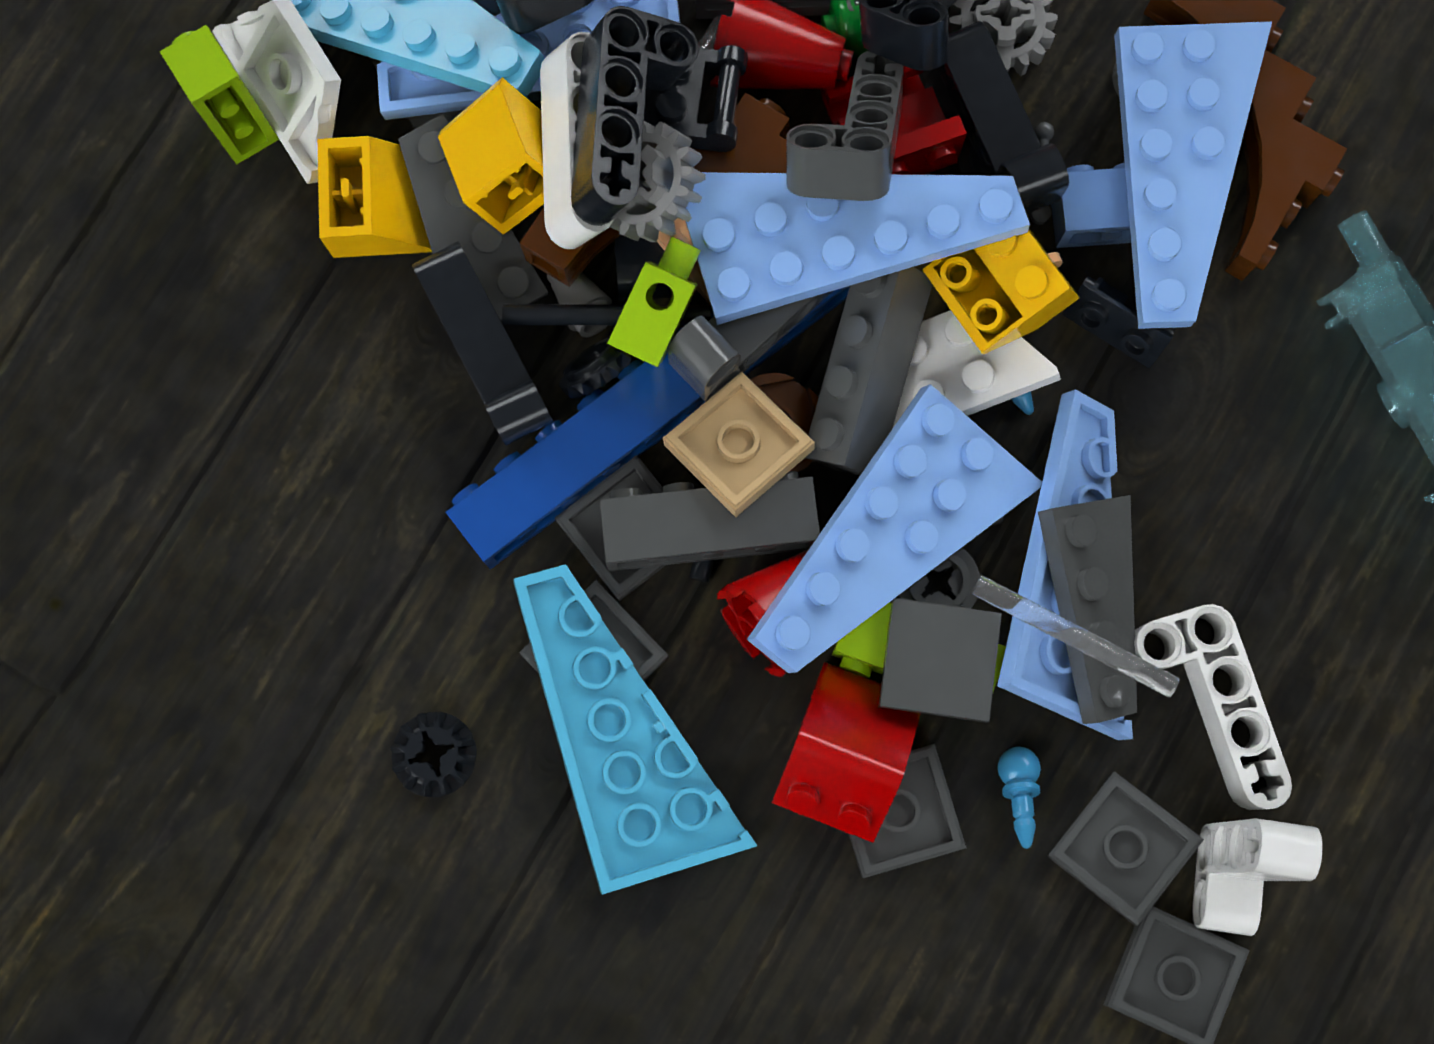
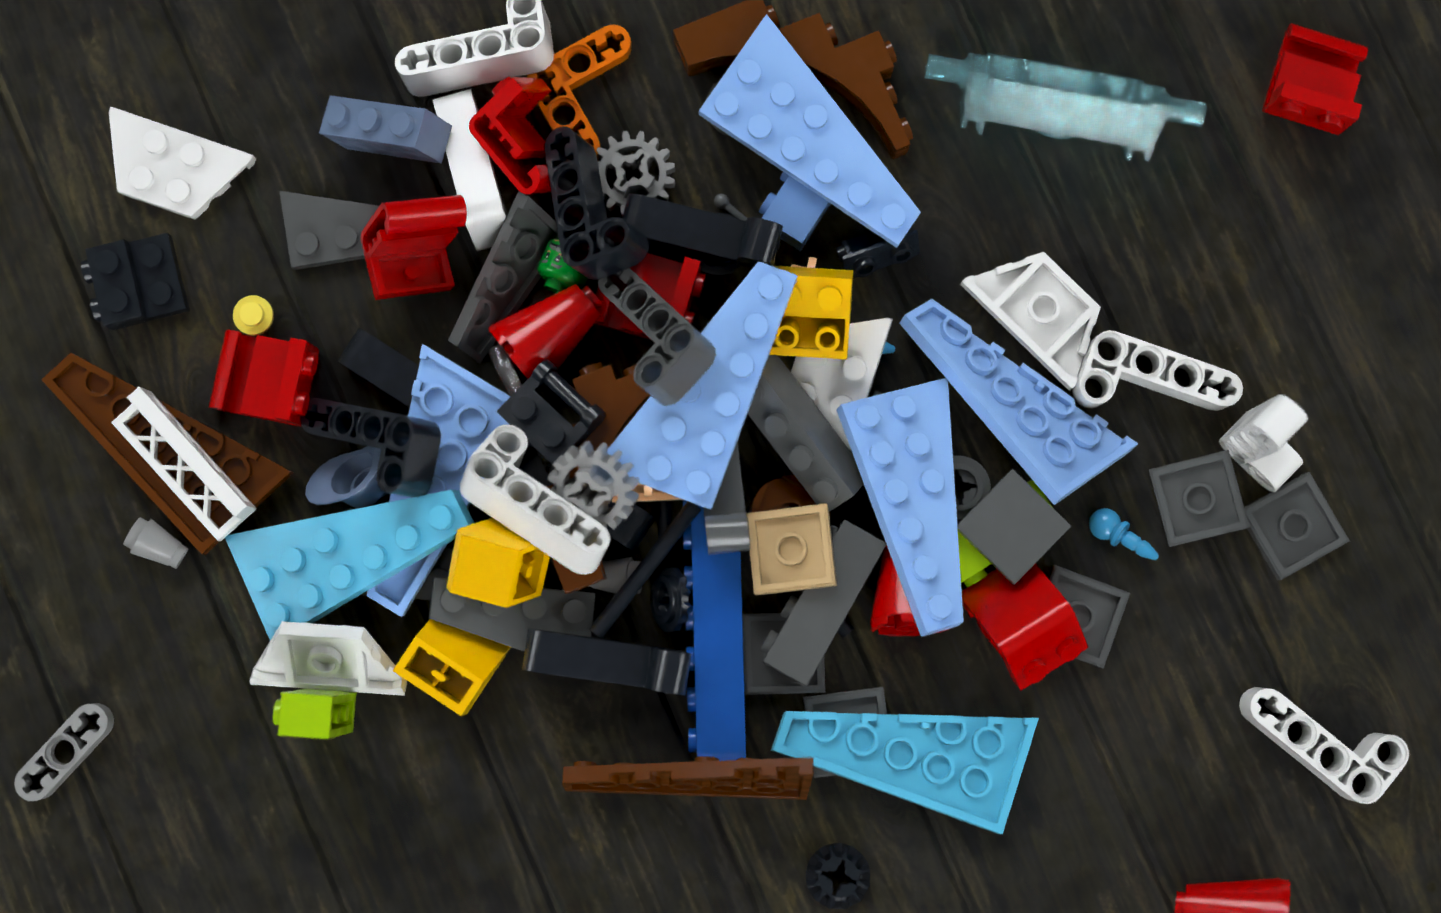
camera: 55 degrees left, 5 degrees up
(434, 528) = (704, 777): none -> reddish brown wing
(644, 325) = (682, 550): lime torso -> none
(648, 55) = (550, 476): black beam -> none
(1075, 636) = (1059, 437): clear bar -> none
(1093, 588) = (1038, 401): dark grey wing -> none
(1191, 531) = (1040, 311): none -> white wing

